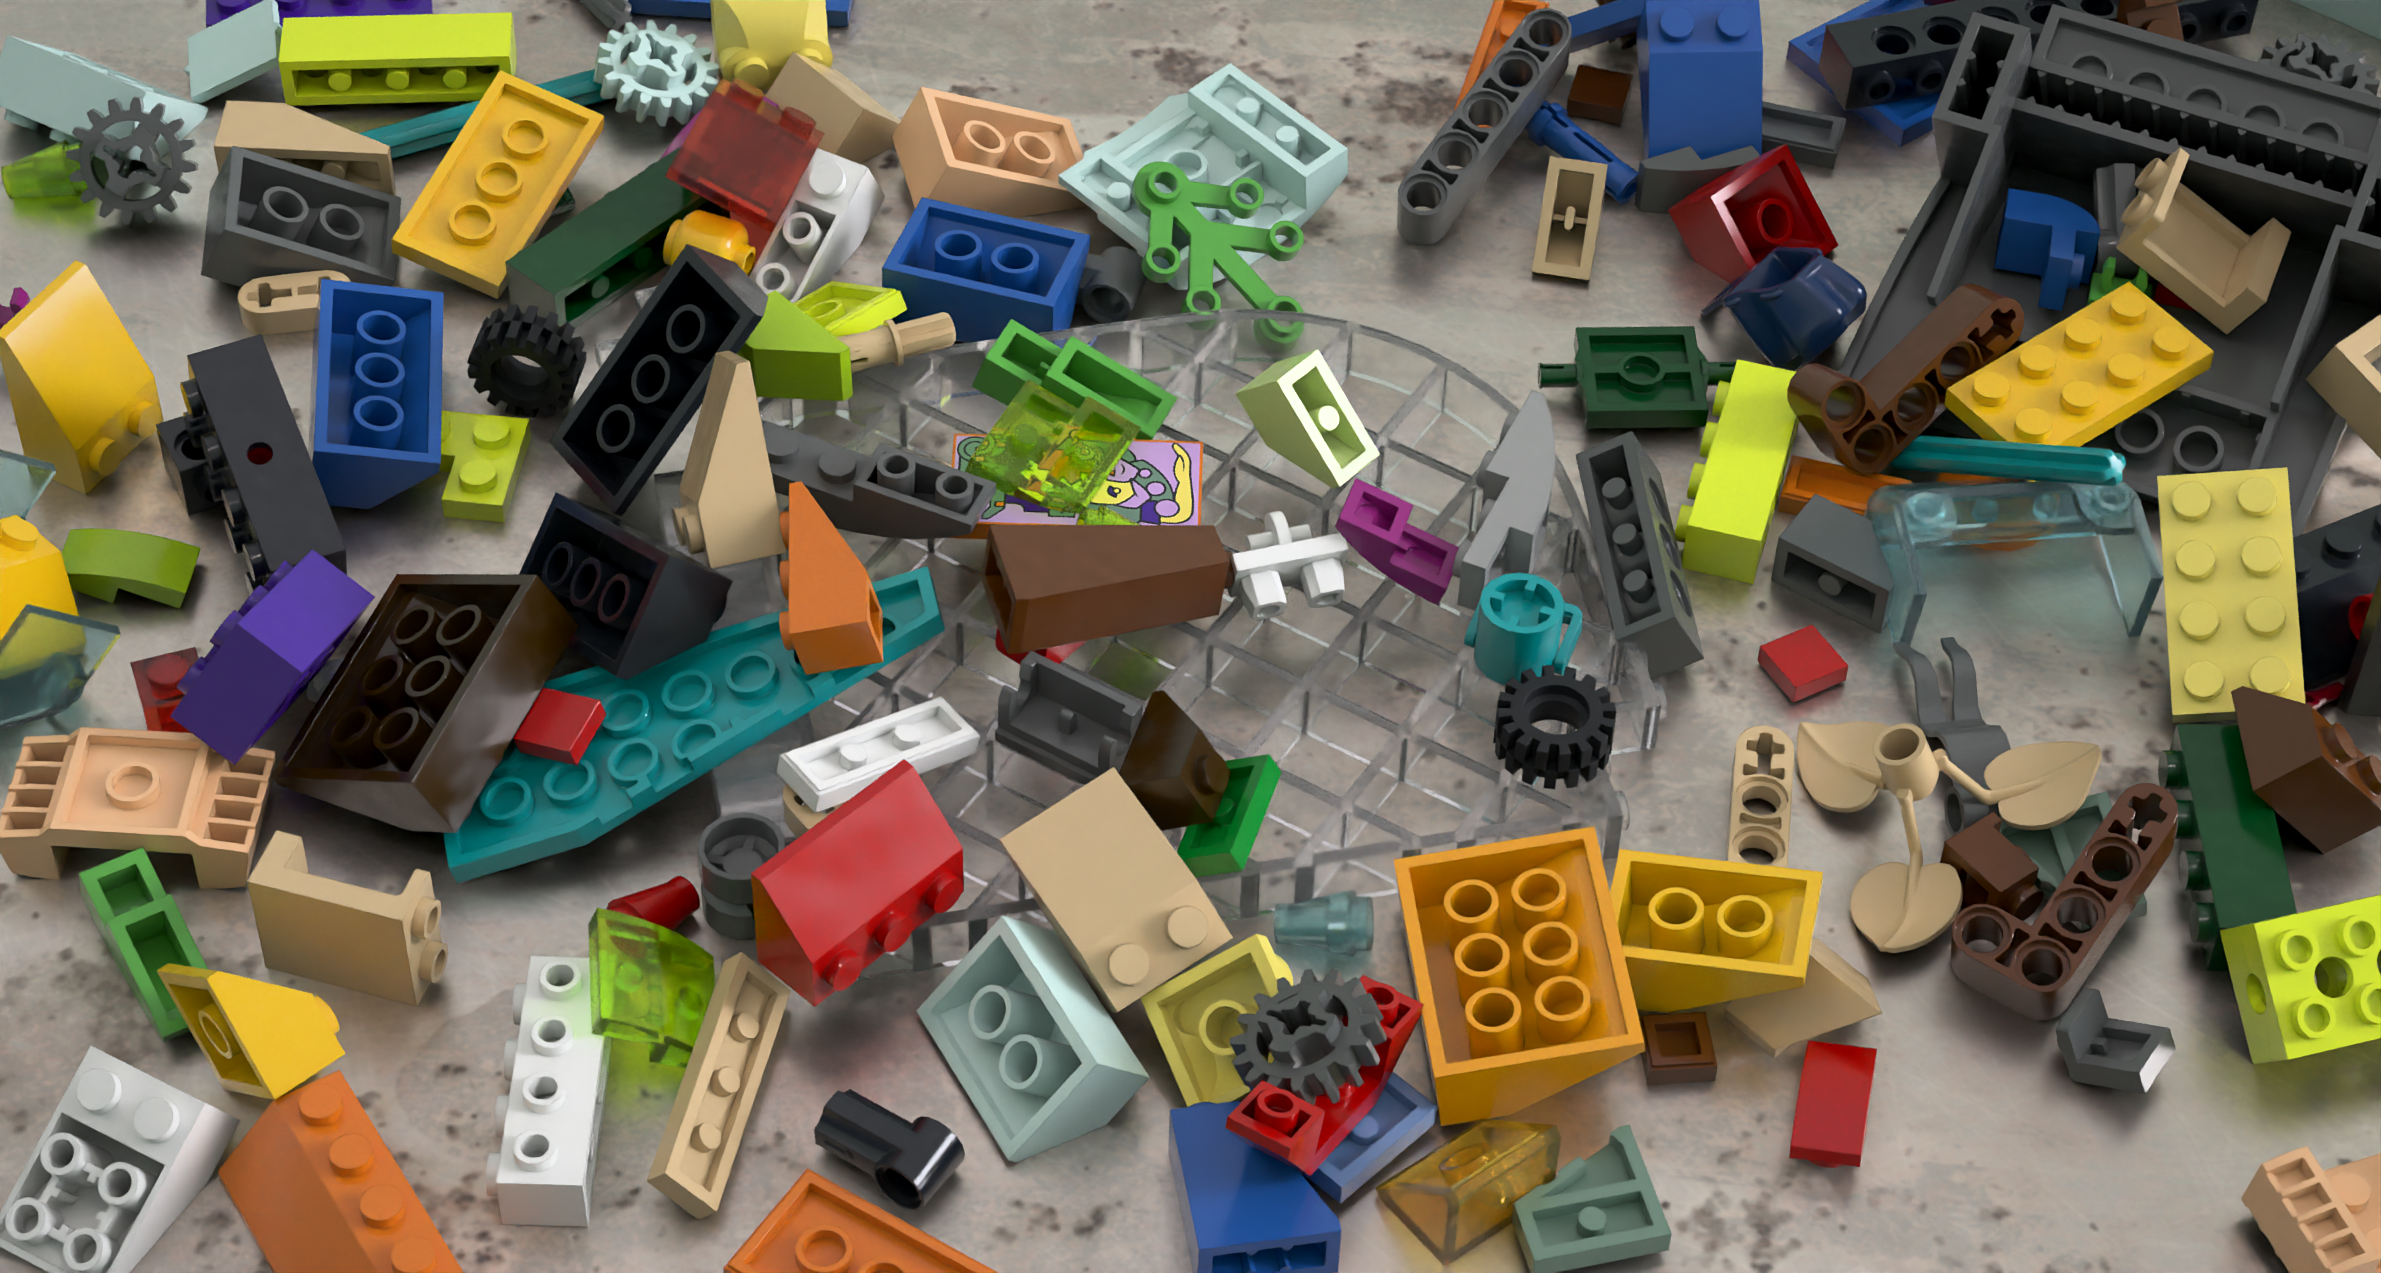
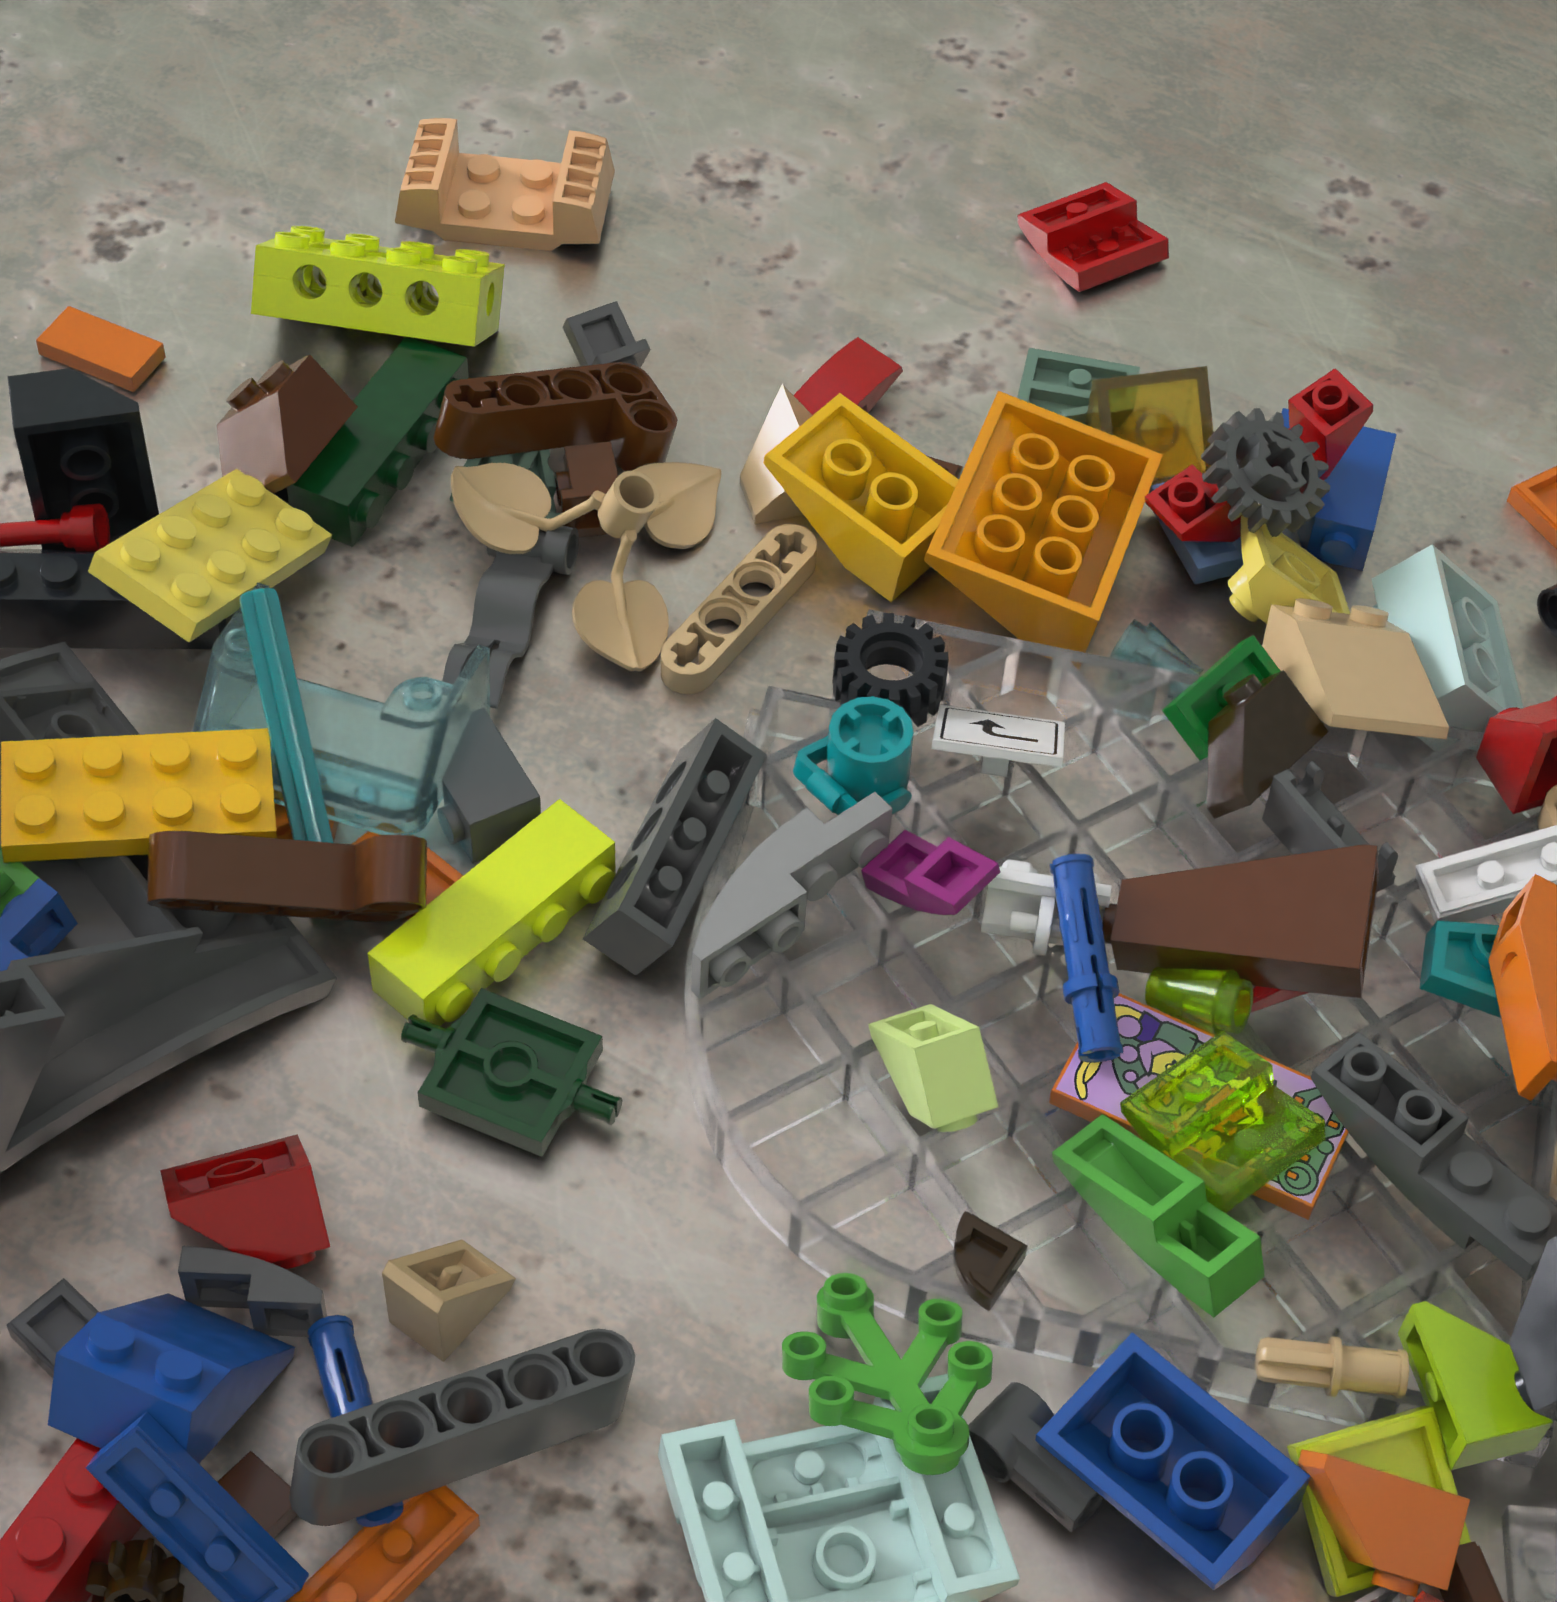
camera: 155 degrees left, 5 degrees up
(827, 271) = (1388, 1522): none -> orange slope
(1189, 332) = (985, 1259): none -> dark brown tile
(1211, 487) = (1089, 983): none -> blue pin
(1414, 688) = (999, 738): none -> white piece
(1793, 304) = (305, 1059): dark blue piece -> none
(1802, 663) = (586, 731): red tile -> none

